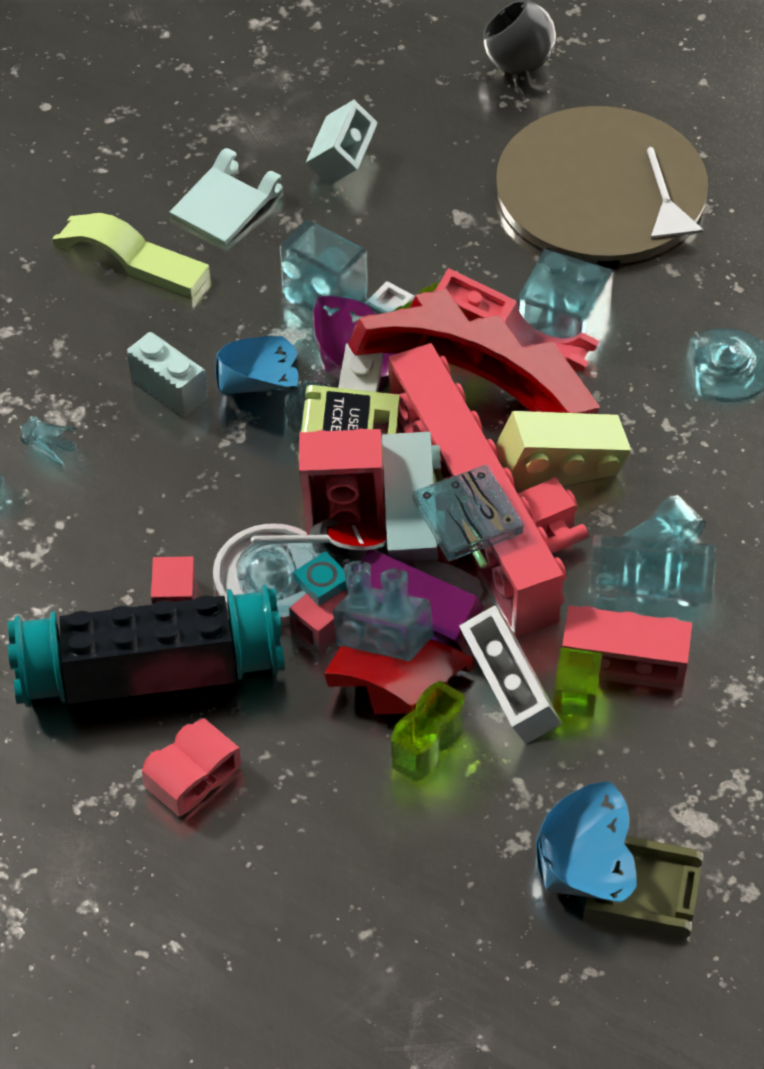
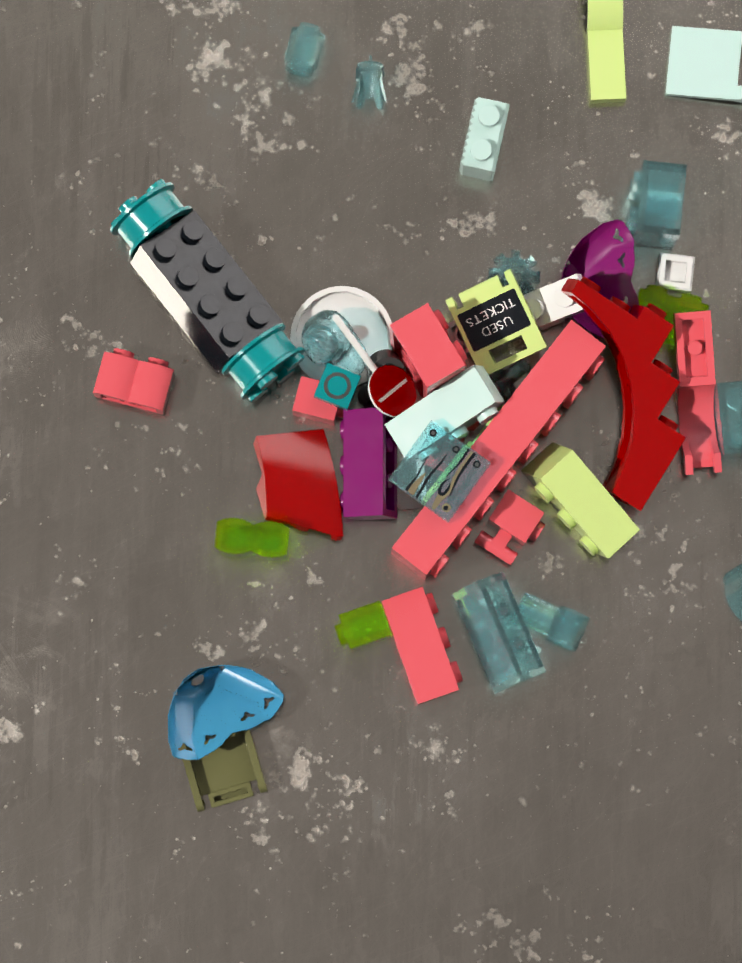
camera: 60 degrees right, 30 degrees up
(173, 579) = (279, 274): coral brick -> none
(254, 367) = (530, 209): dark azure piece -> none
(384, 619) = (322, 454): clear light blue brick -> none
(510, 674) = (337, 573): white brick -> none

